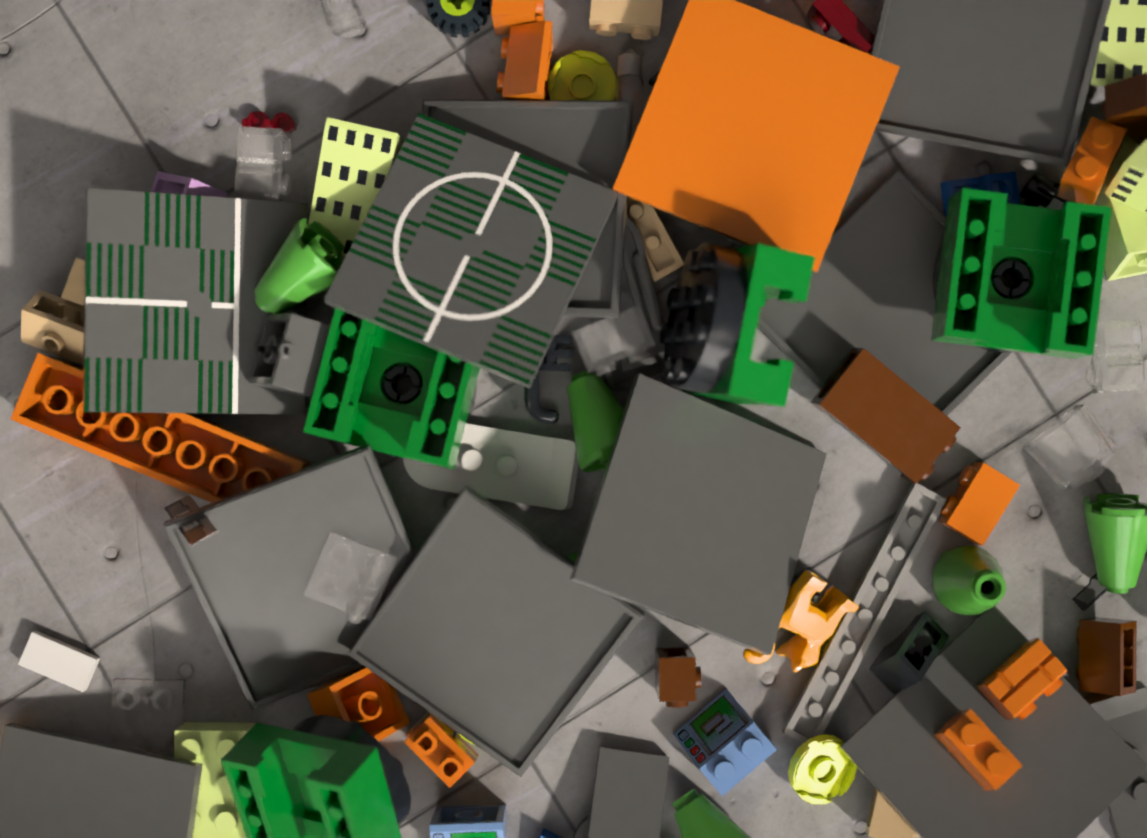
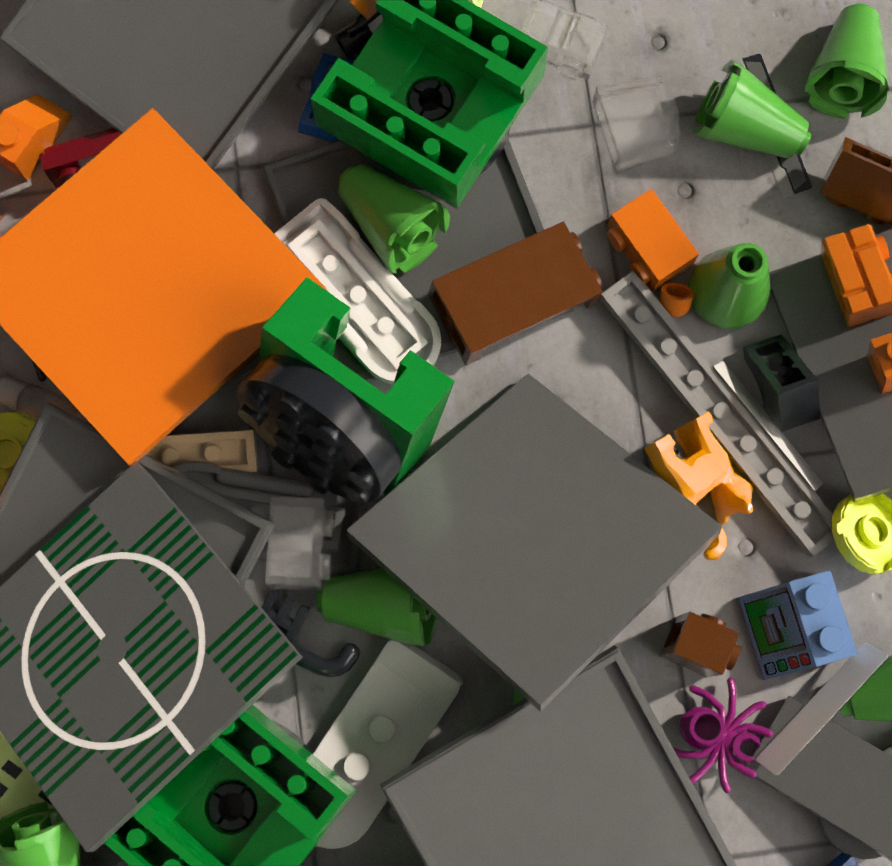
camera: 70 degrees left, 10 degrees down
(616, 717) = (720, 735): none -> magenta animal
(670, 785) = (821, 708): none -> white sticker
(816, 329) = (383, 314): none -> white piece
(871, 656) = (769, 426): none -> white sticker
(902, 291) = (393, 216): none -> bright green cone
(939, 542) = (676, 299): none -> orange hinge

